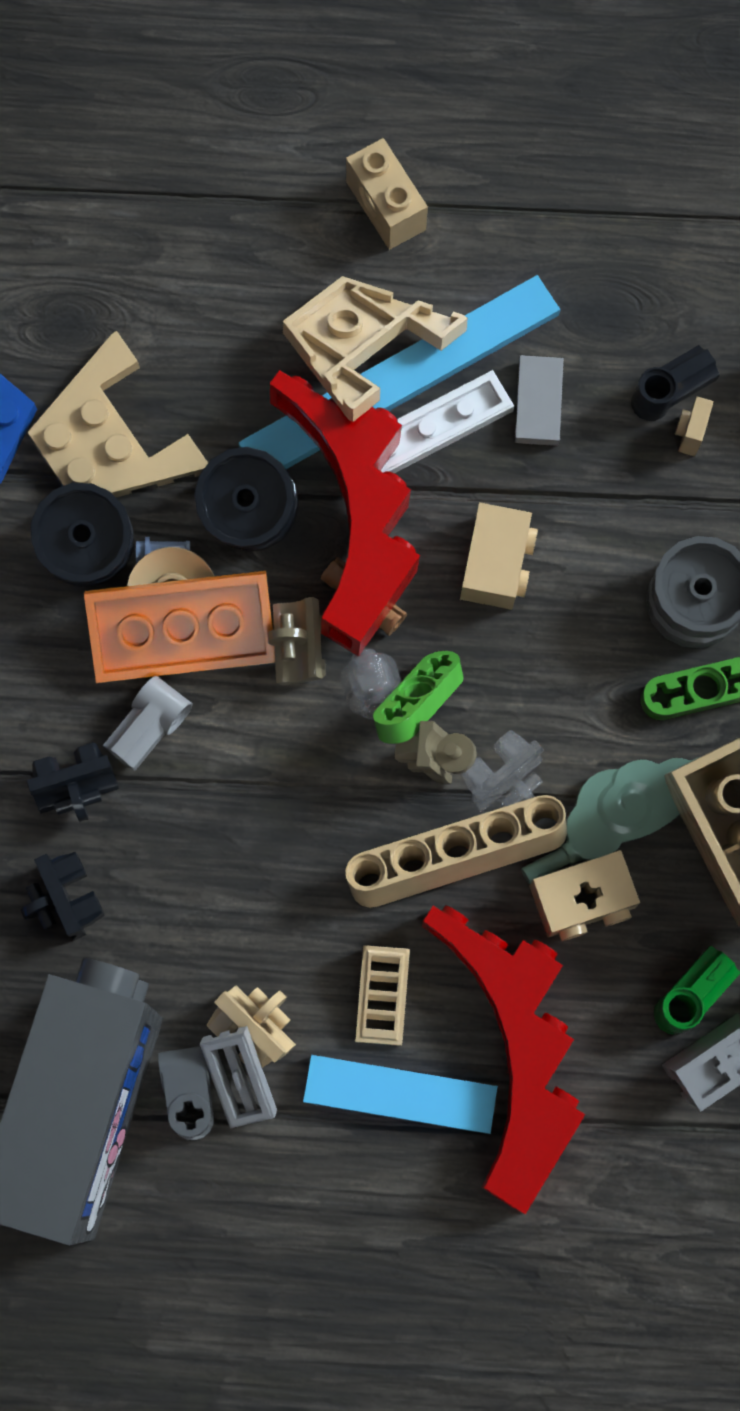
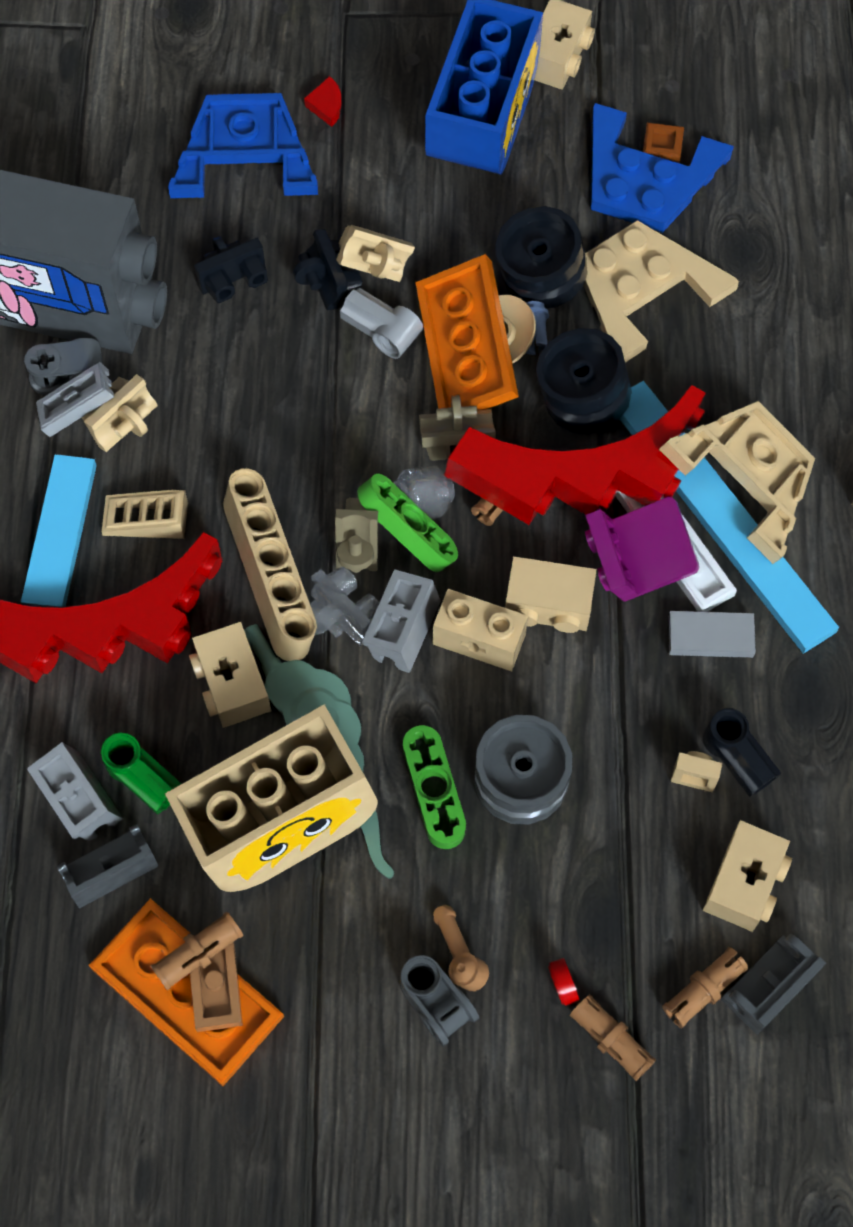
camera: 90 degrees right, 10 degrees down
(63, 725) = (373, 252): none -> tan hips
(450, 456) = (642, 548): none -> magenta bracket
(524, 710) = (402, 619): none -> light grey hinge
(538, 629) = (479, 629): none -> tan brick

